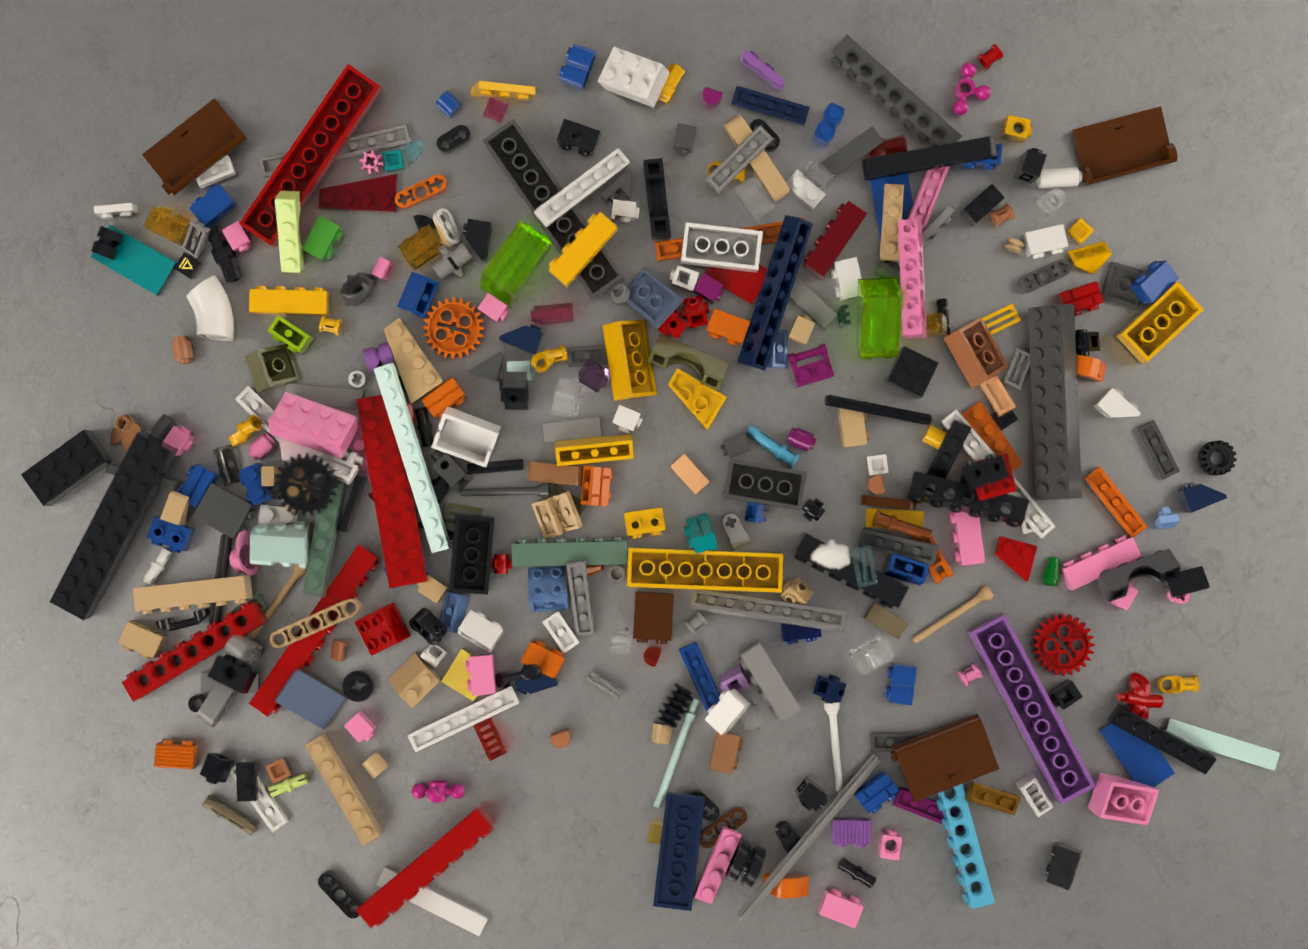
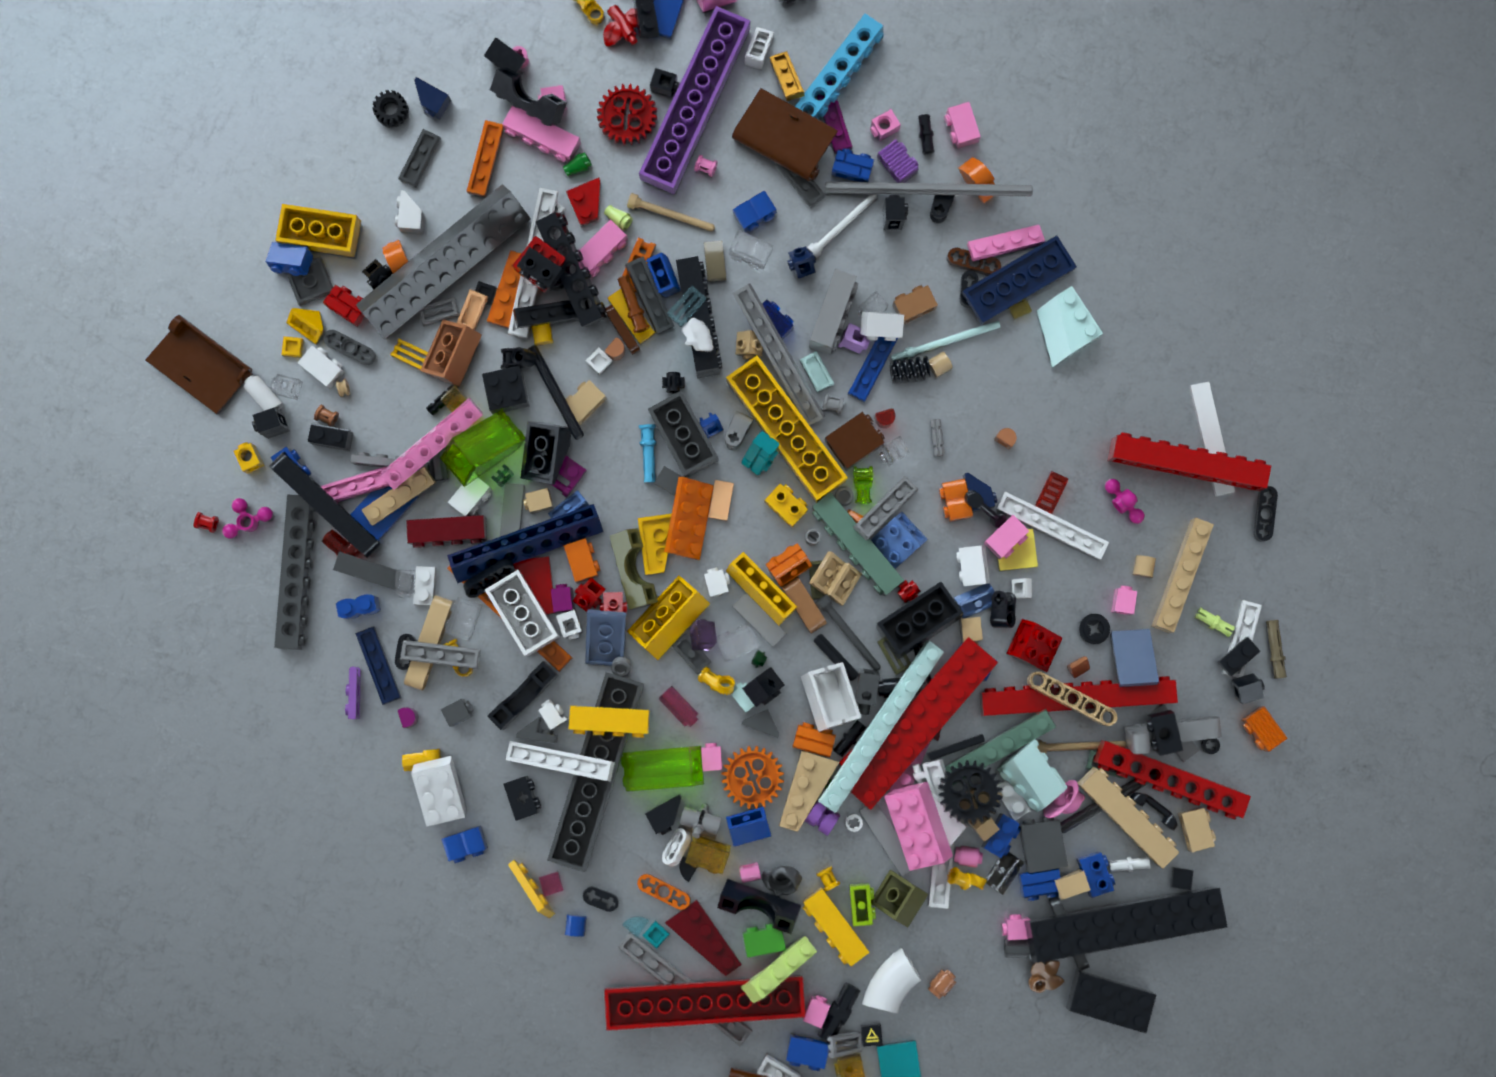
camera: 125 degrees left, 5 degrees down
(115, 598) = (1181, 878): none -> black tile
(278, 770) = (1210, 638): nougat plate -> none
(370, 245) = (739, 897): none -> black arch
(377, 163) = (676, 948): bright pink gear -> none
(414, 680) = (1054, 587): tan slope -> none
(524, 338) = (716, 713): dark blue slope -> none
(541, 405) = (759, 659): none -> dark green plate
(561, 632) = (924, 503): white plate -> none
(605, 525) = (814, 534): none -> light grey hinge
(612, 859) = (1067, 326): none -> light aqua wedge
(615, 596) = (863, 482): none -> clear neon green connector
(694, 437) = (689, 518): none -> orange plate
(732, 630) = (817, 372): none -> light aqua tile
(746, 863) = (987, 220): black wheel -> none
(769, 254) = (474, 588): none -> black beam
(801, 439) = (625, 434): magenta brick -> none
(837, 364) = (544, 451): none -> black slope
(930, 401) = (518, 357): none -> black piece
(979, 572) = (619, 217): none -> yellowish green cone
(1165, 519) = (468, 110): light blue tile -> none

